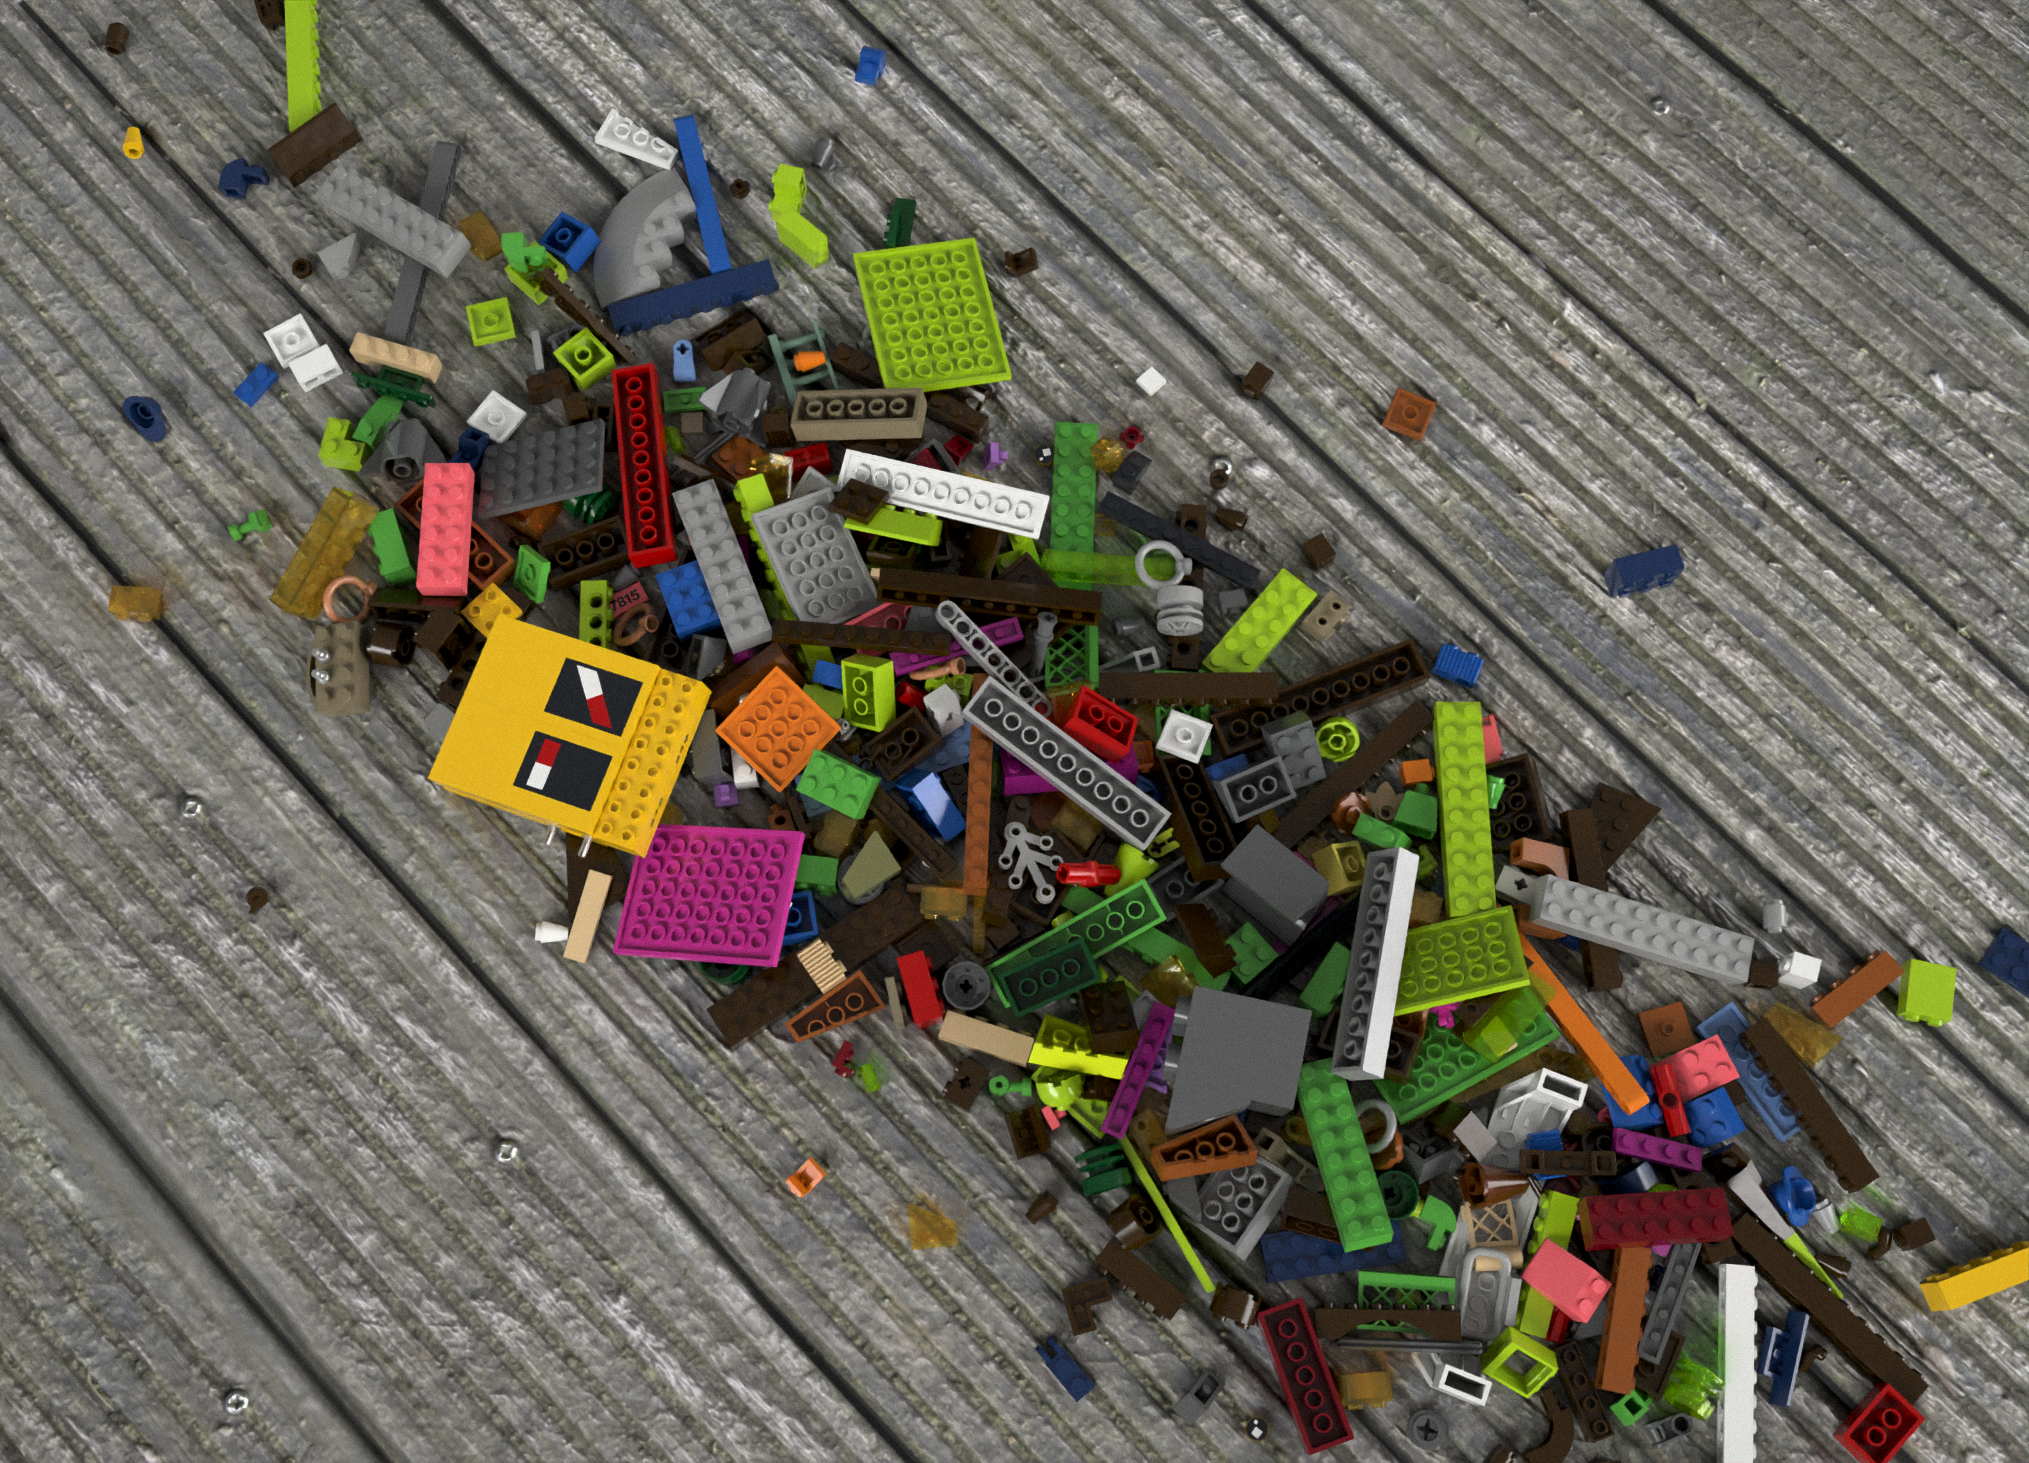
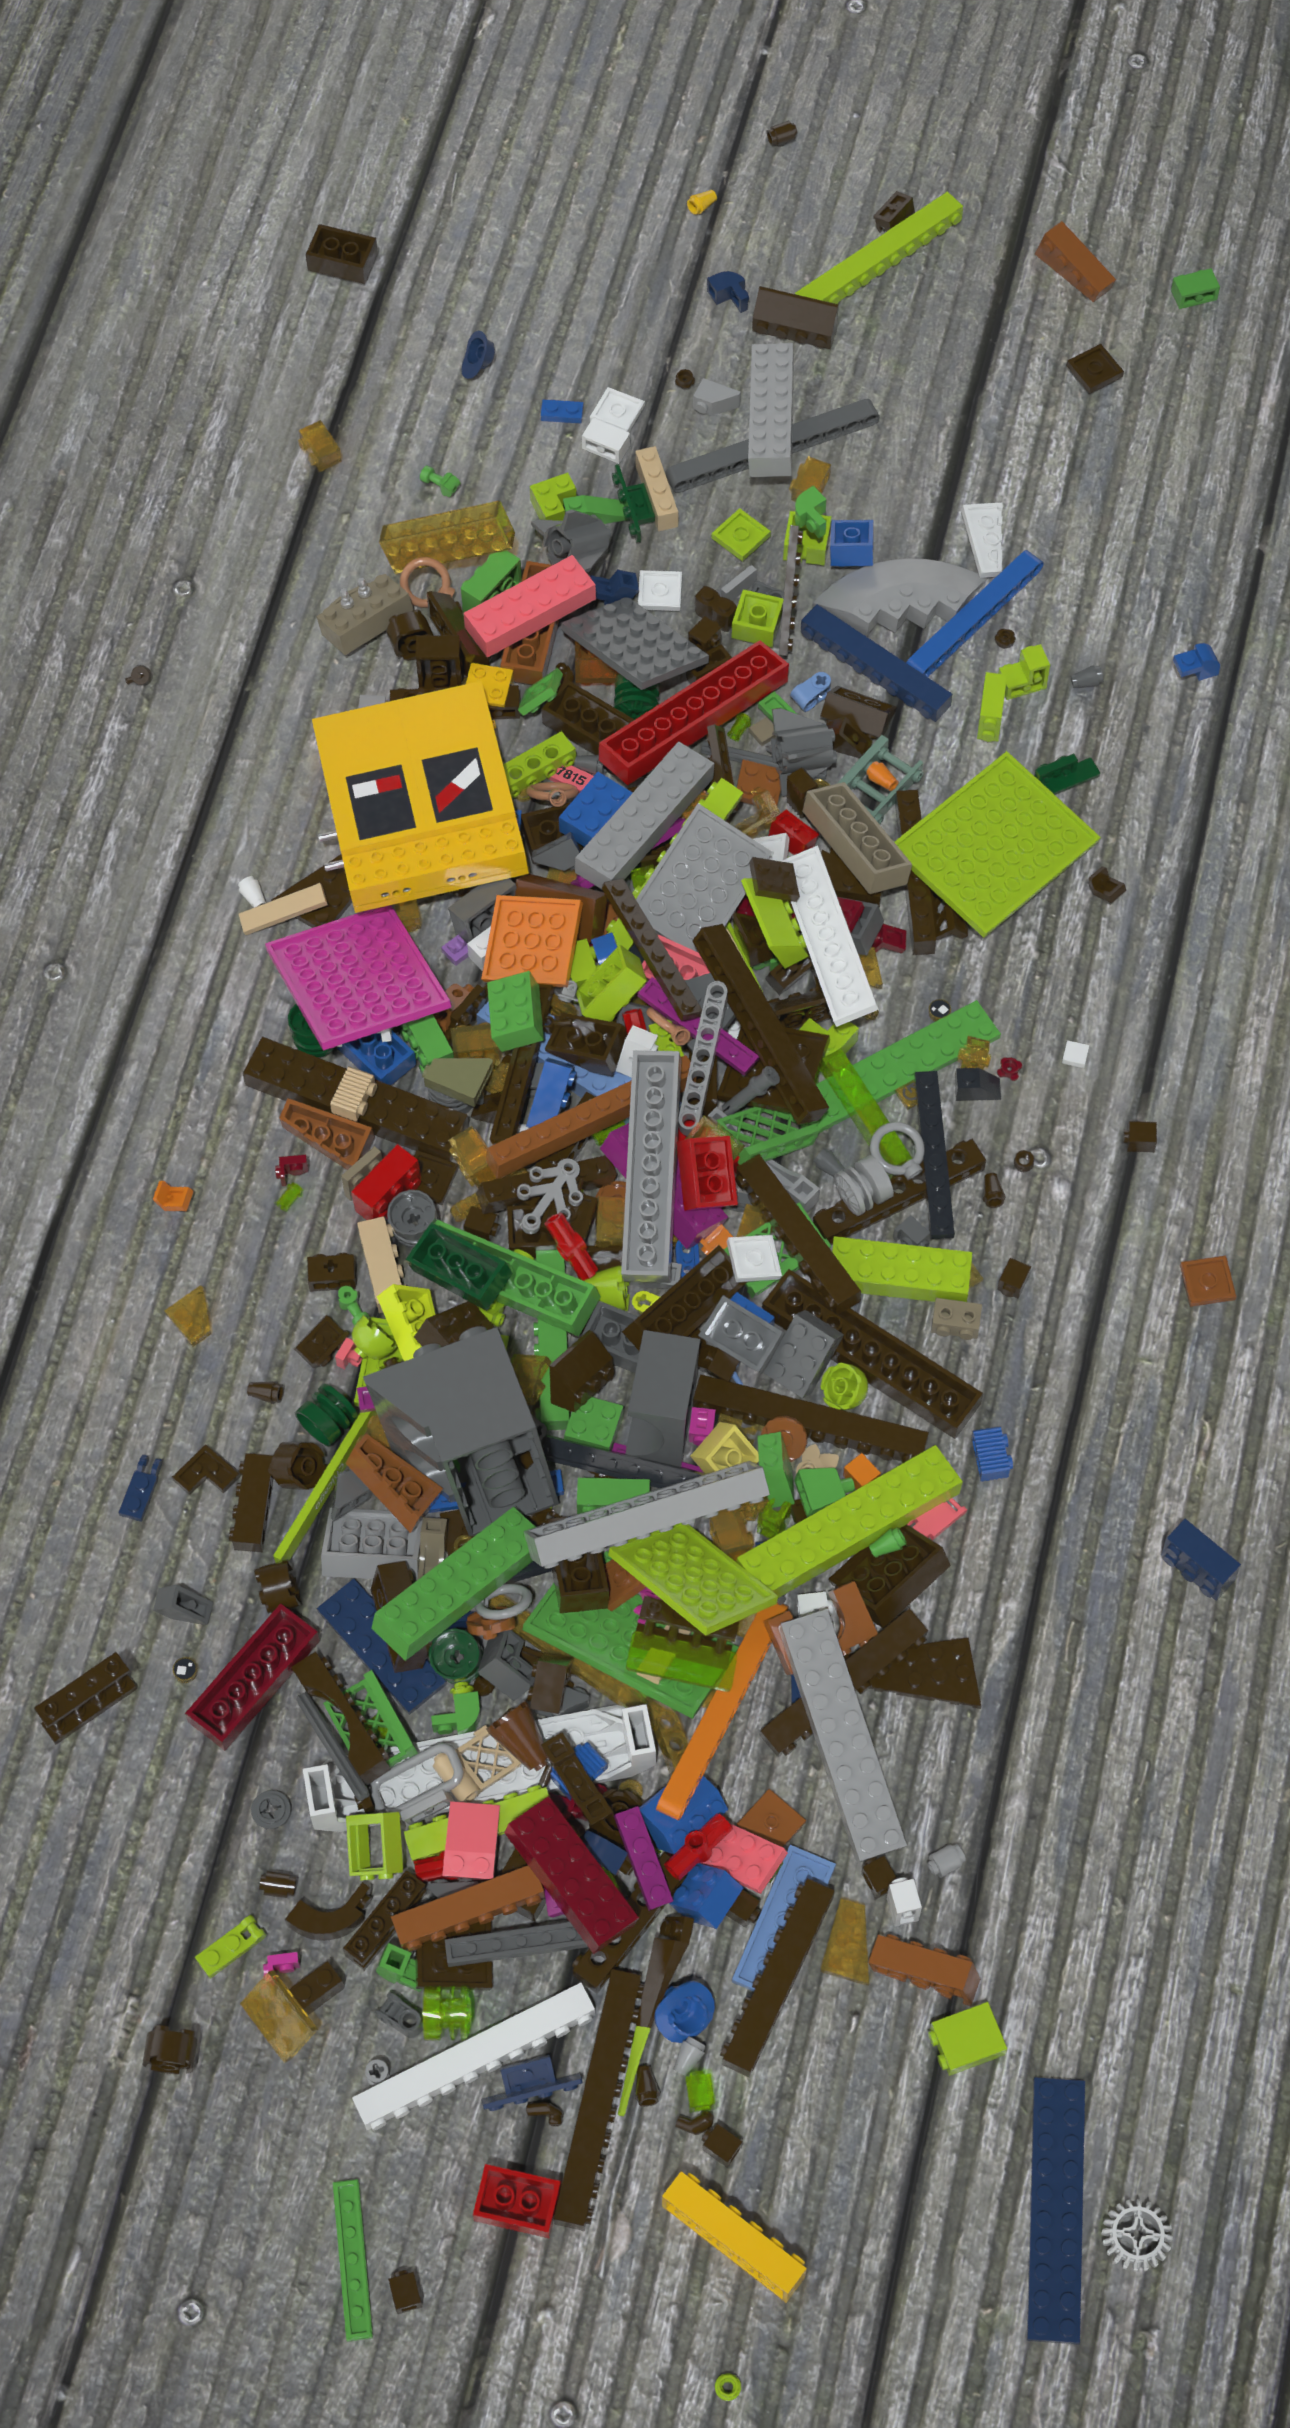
camera: 60 degrees right, 10 degrees down
(993, 456) = (906, 970): medium lavender tile -> none
(1364, 1388) = (271, 1729): clear yellow brick -> none

